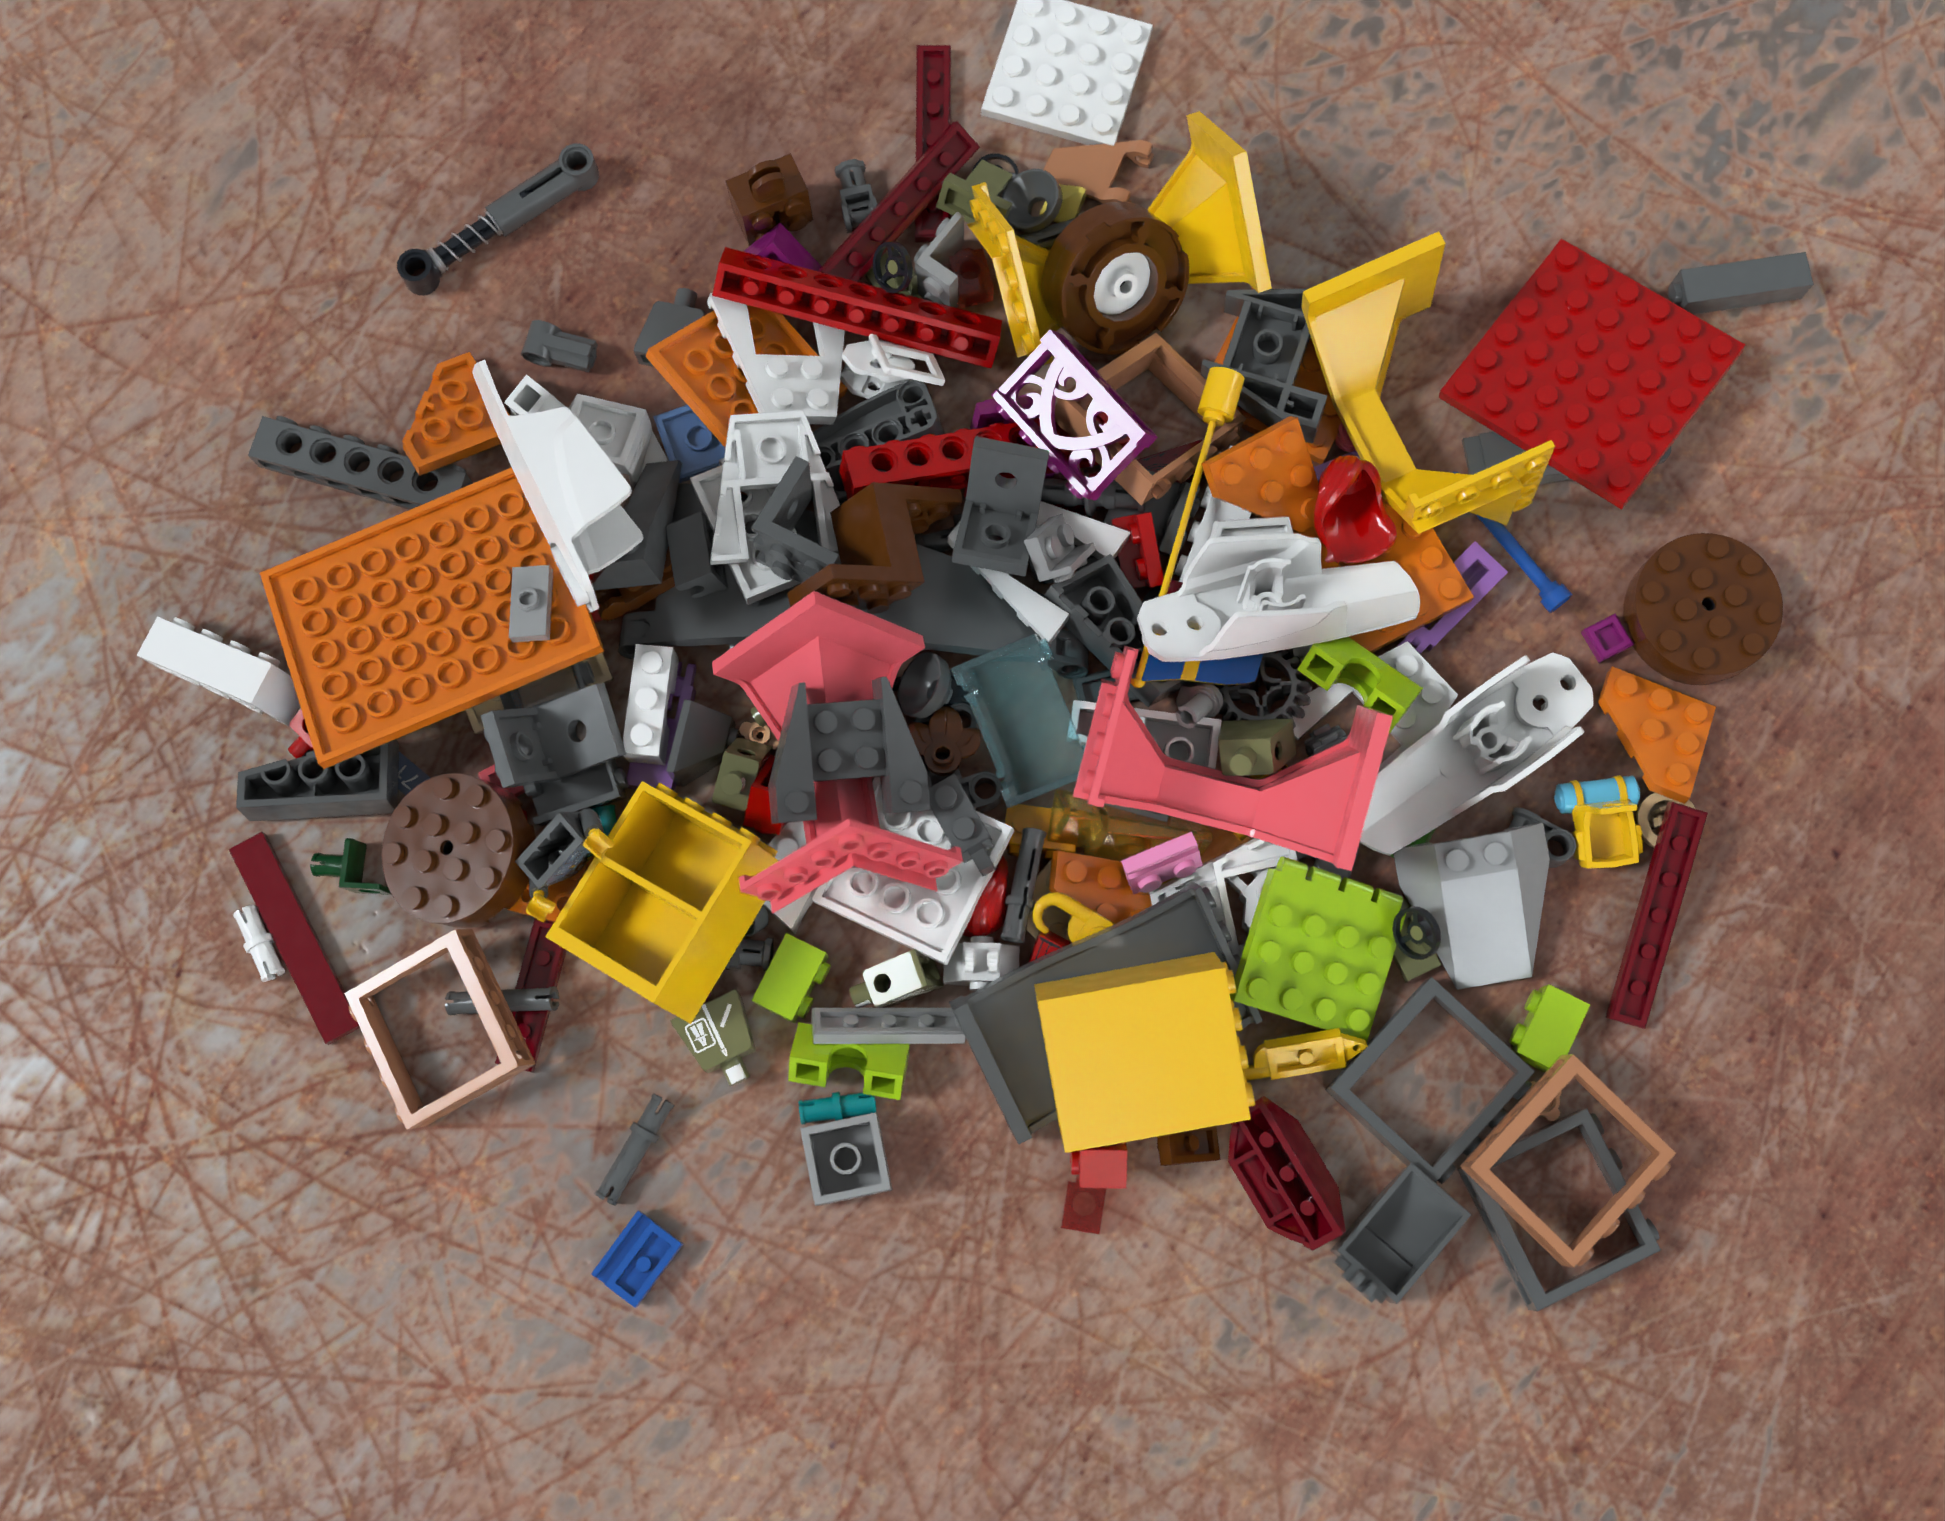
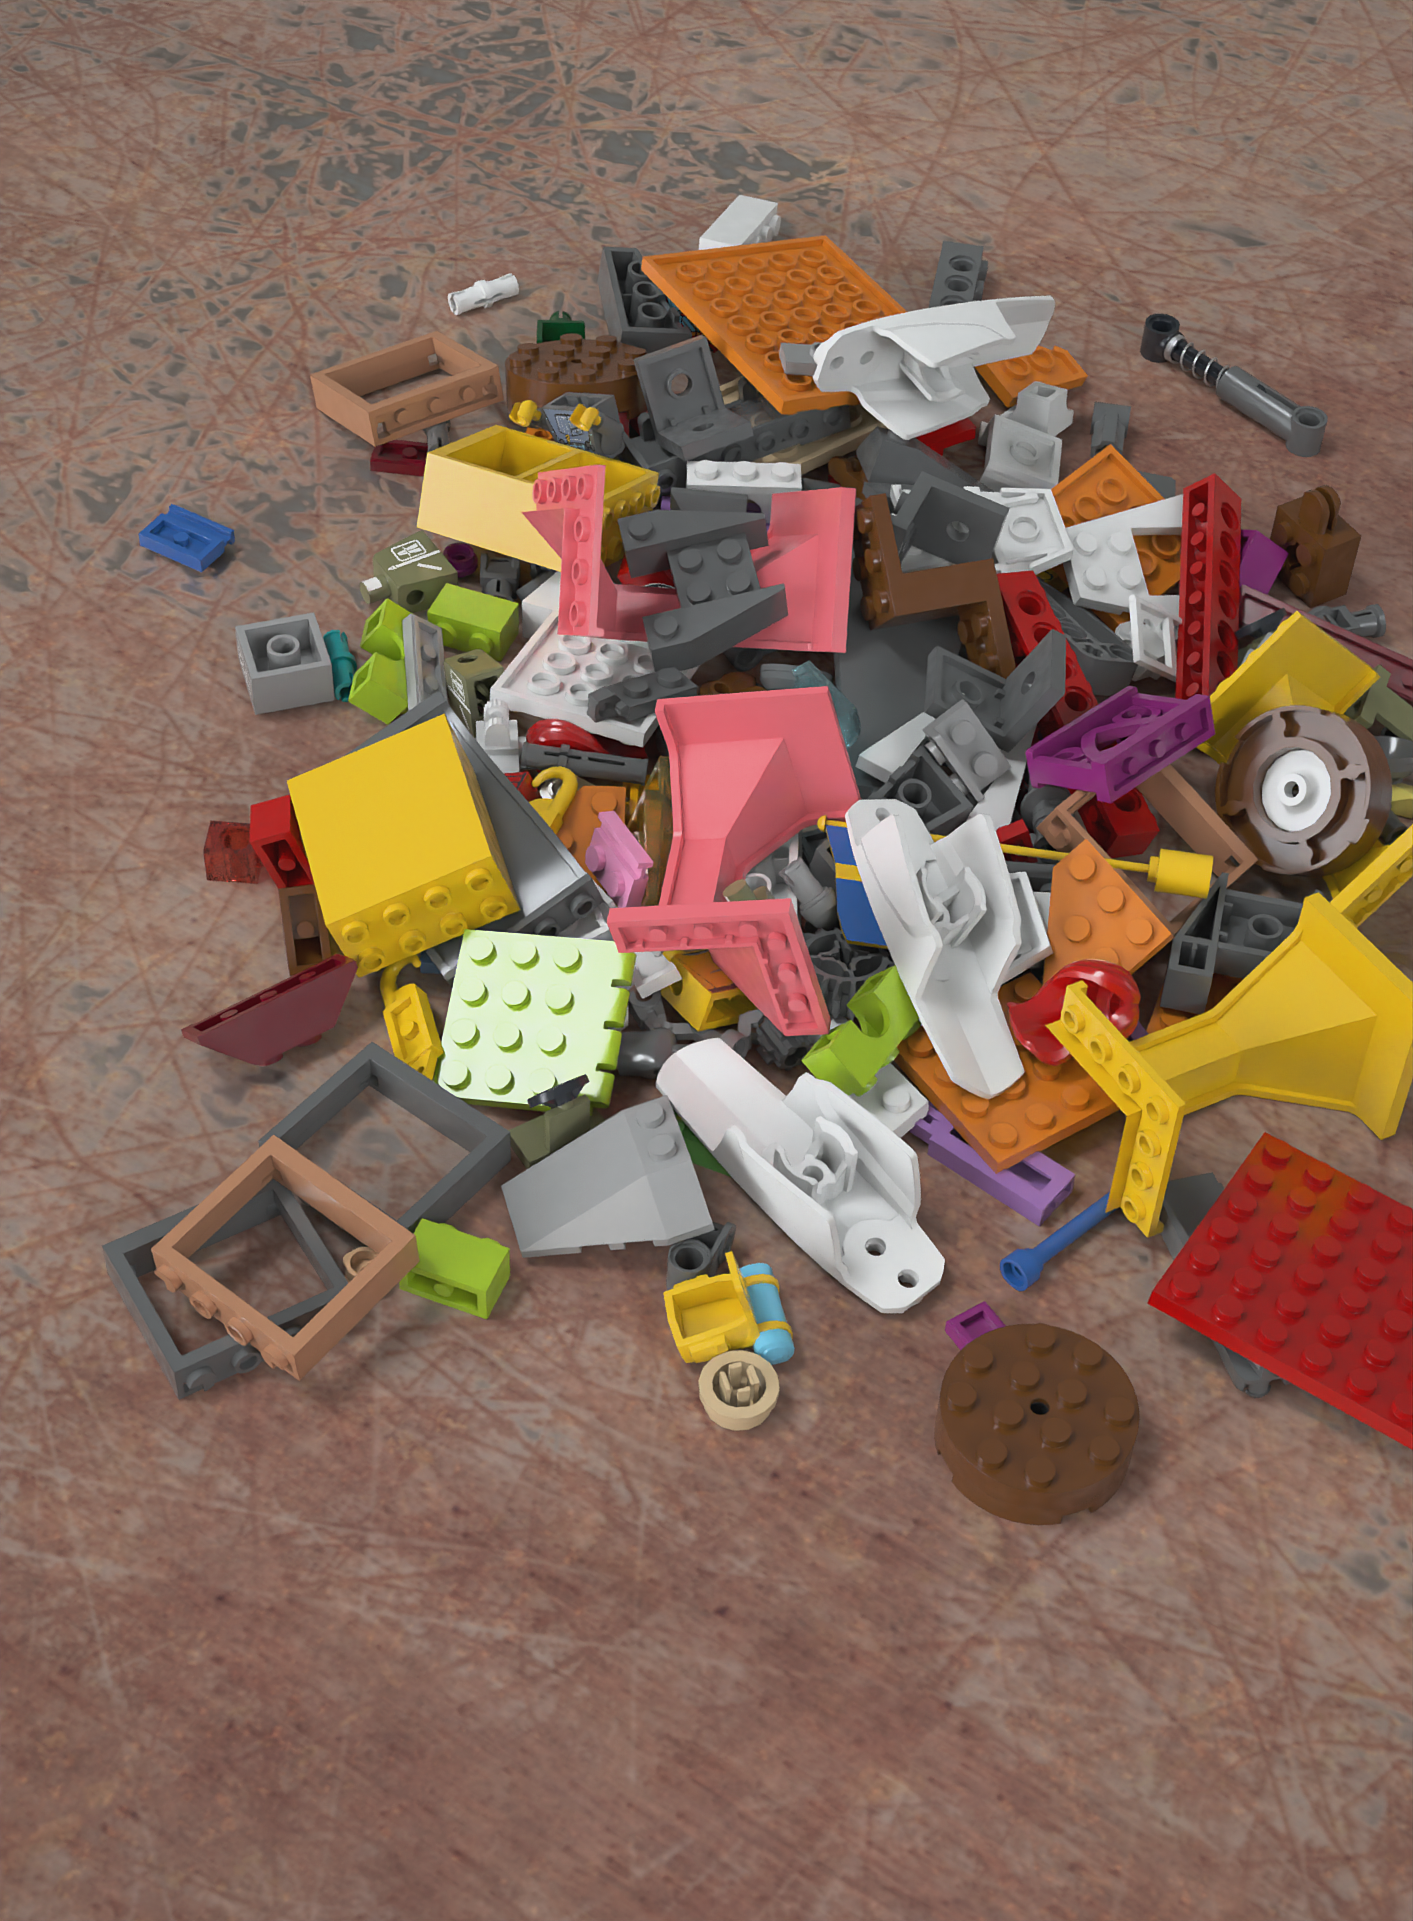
camera: 80 degrees right, 30 degrees down
(294, 937) = (503, 310): dark red tile -> none
(634, 1149) = (309, 533): dark grey pin -> none
(1398, 1236) = (188, 1111): dark grey piece -> none
(1656, 915) = (611, 1372): dark red tile -> none
(1659, 729) = (859, 1379): orange plate -> none

